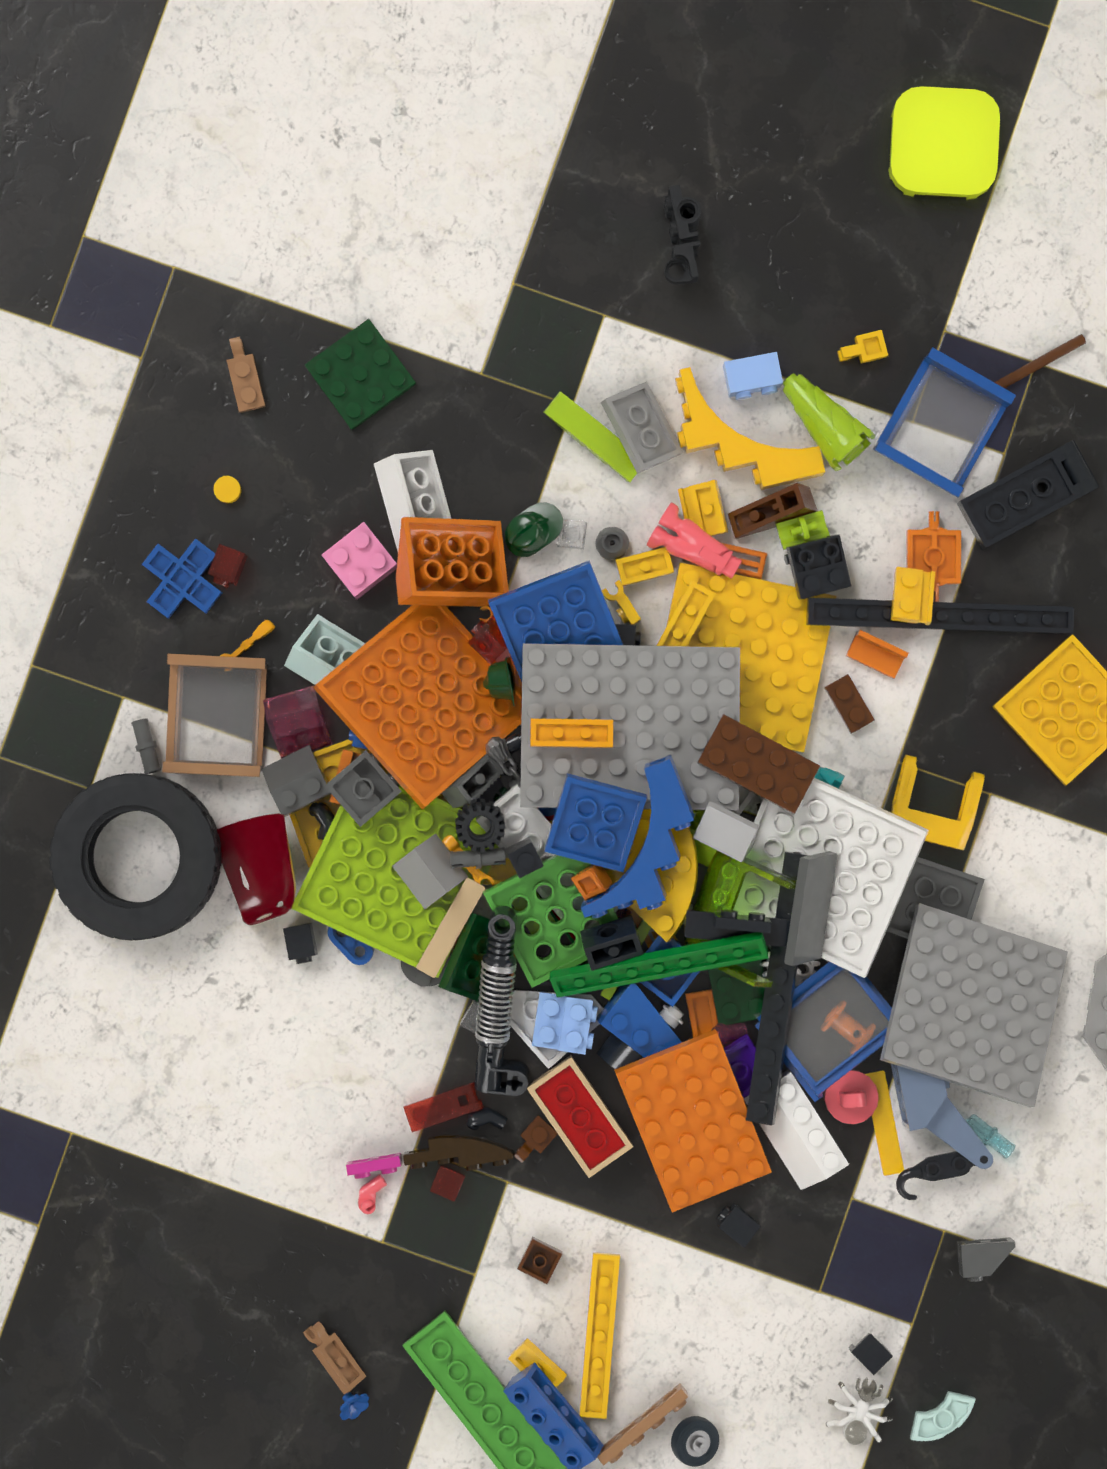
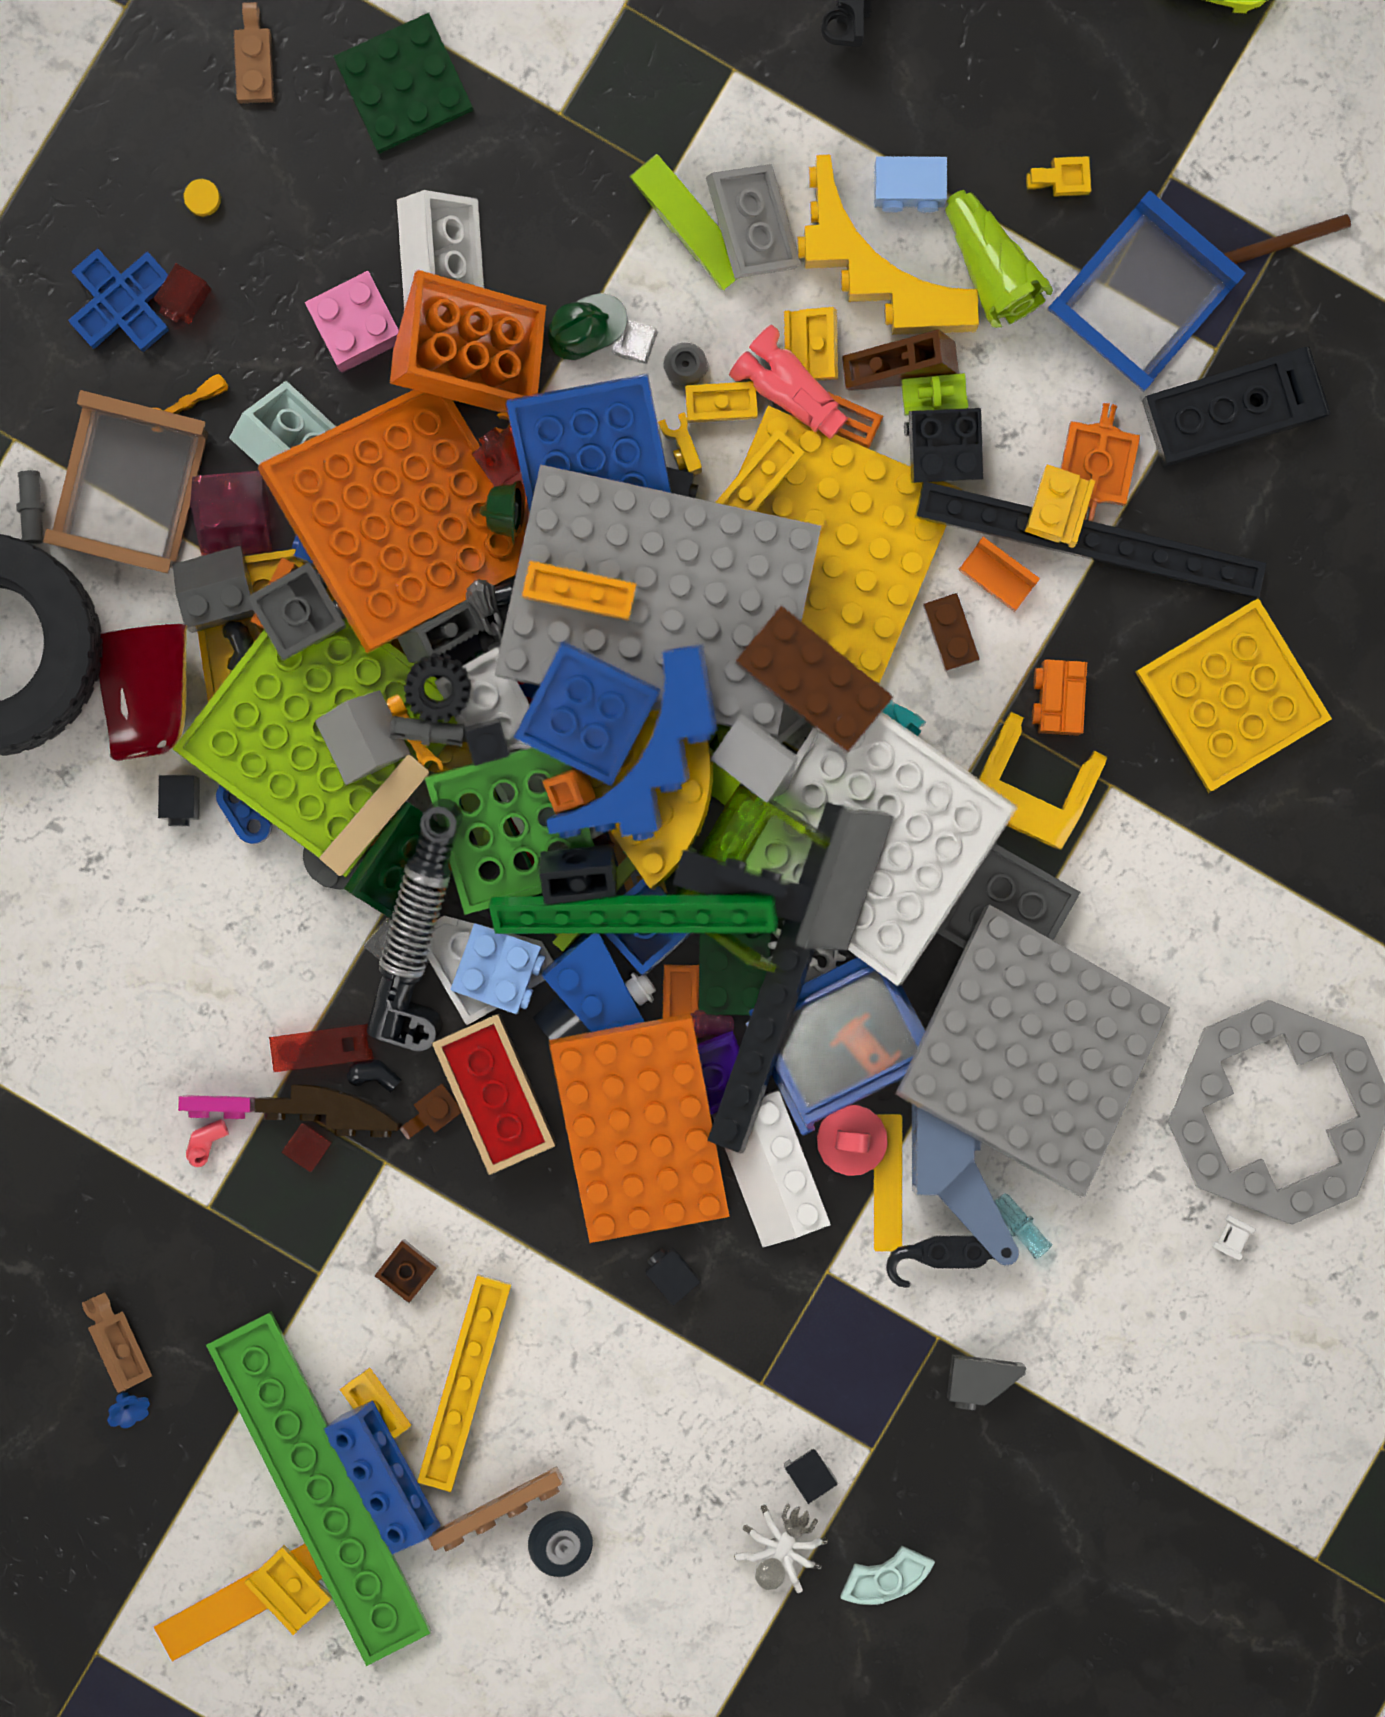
camera: 10 degrees right, 0 degrees up
(940, 736) = (1061, 697): none -> orange brick

